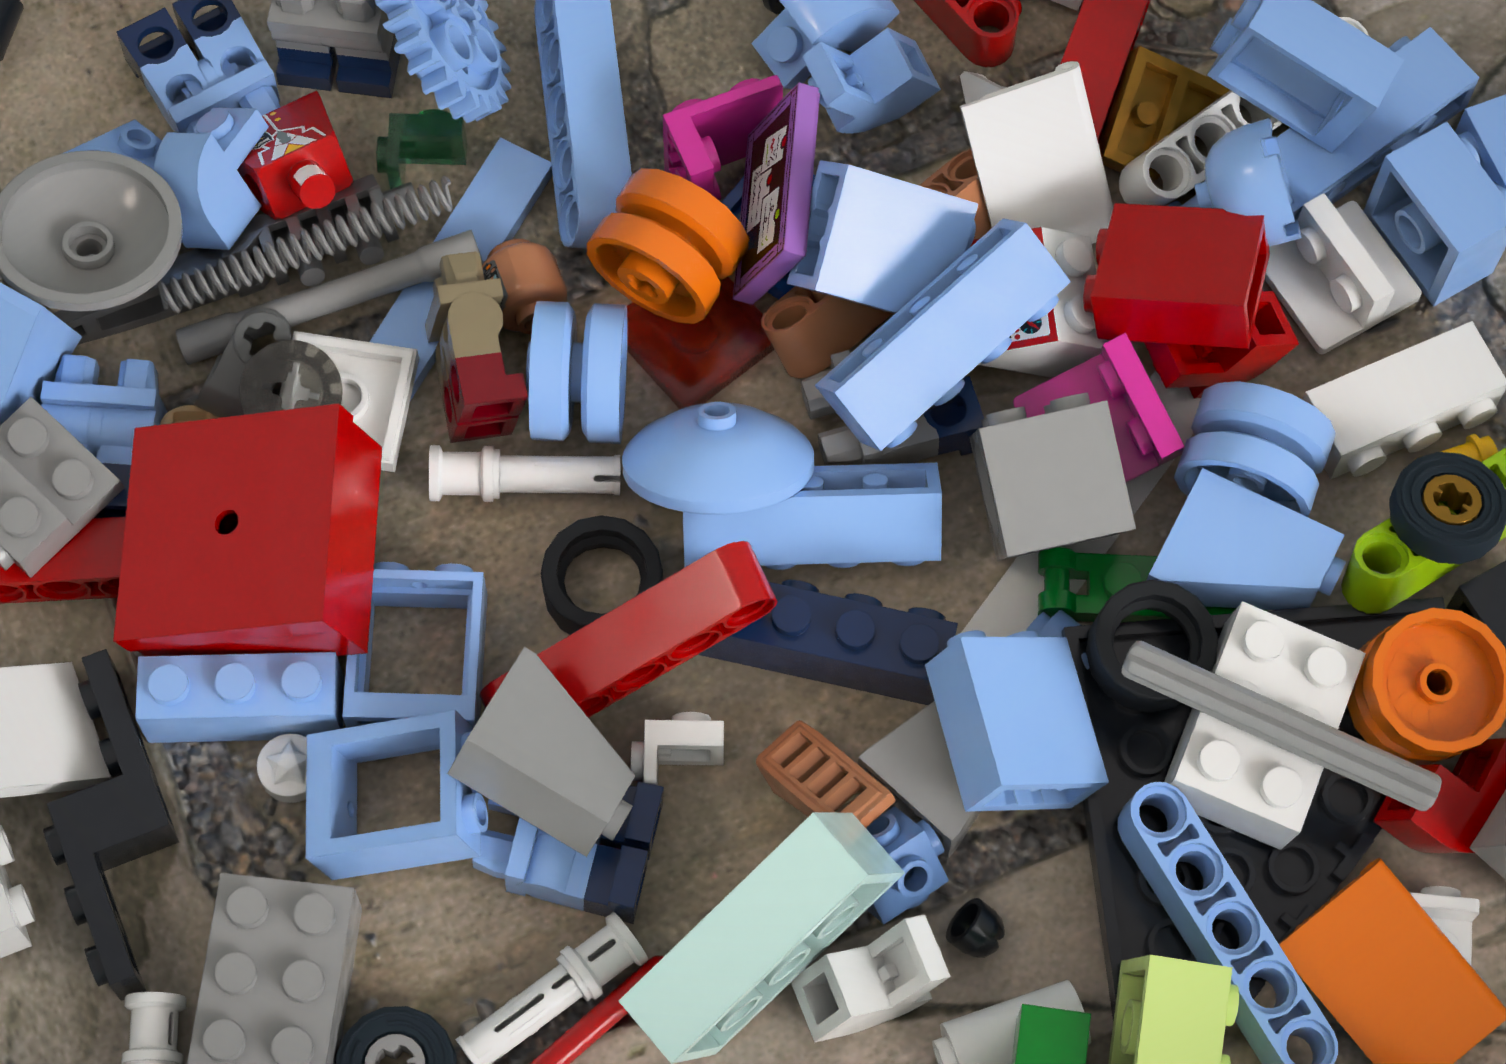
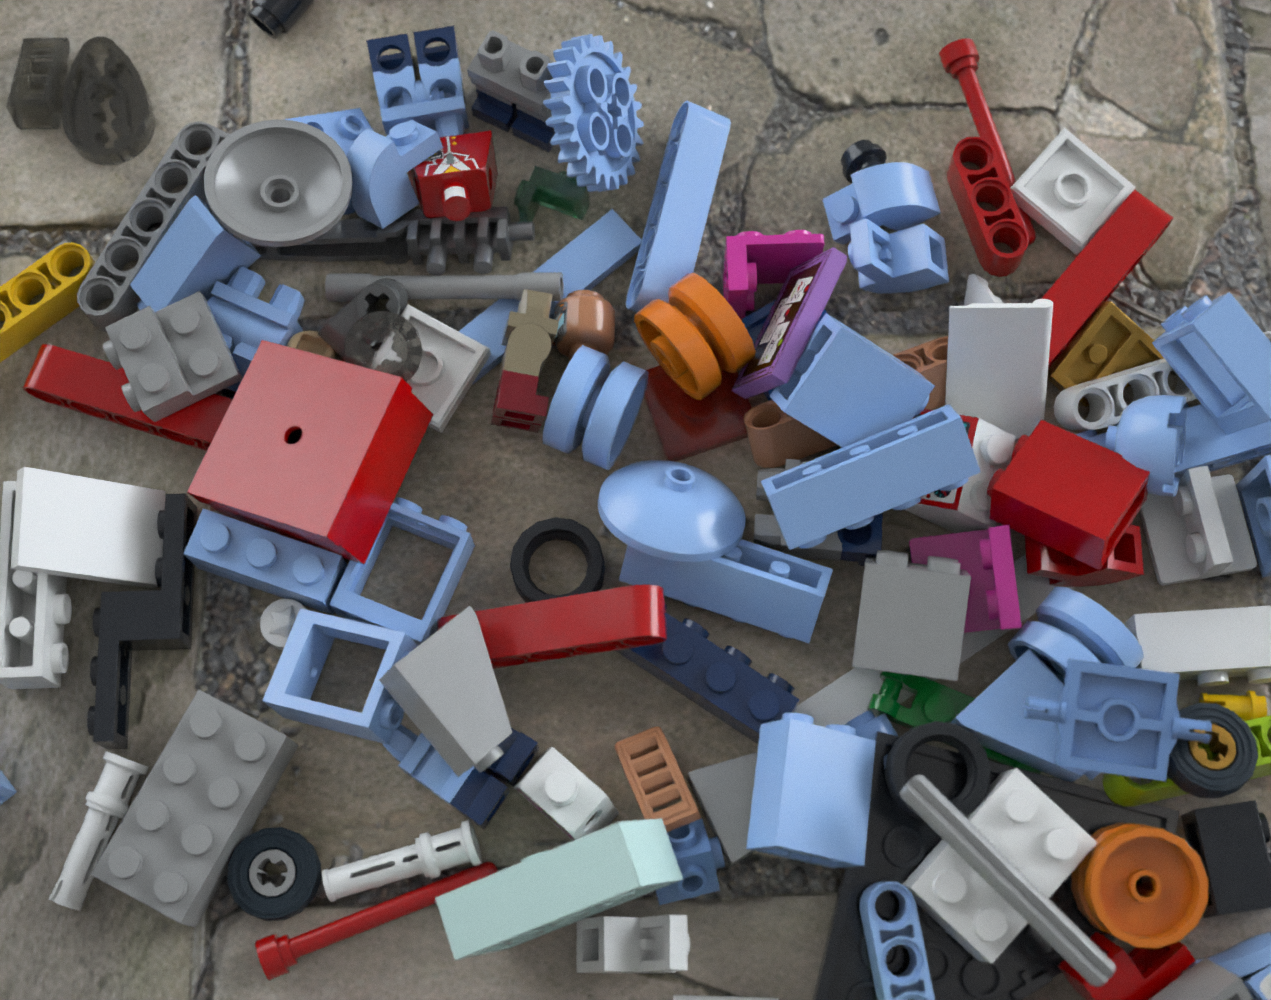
camera: 25 degrees right, 5 degrees up
(308, 245) = (419, 252): light grey piece -> none
(491, 473) = (510, 459): white pin -> none
(684, 740) = (571, 709): white bracket -> none
(716, 835) = (566, 795): none -> white torso
(976, 929) = (727, 931): black hinge -> none
(1334, 504) = (1117, 719): none -> medium blue plate

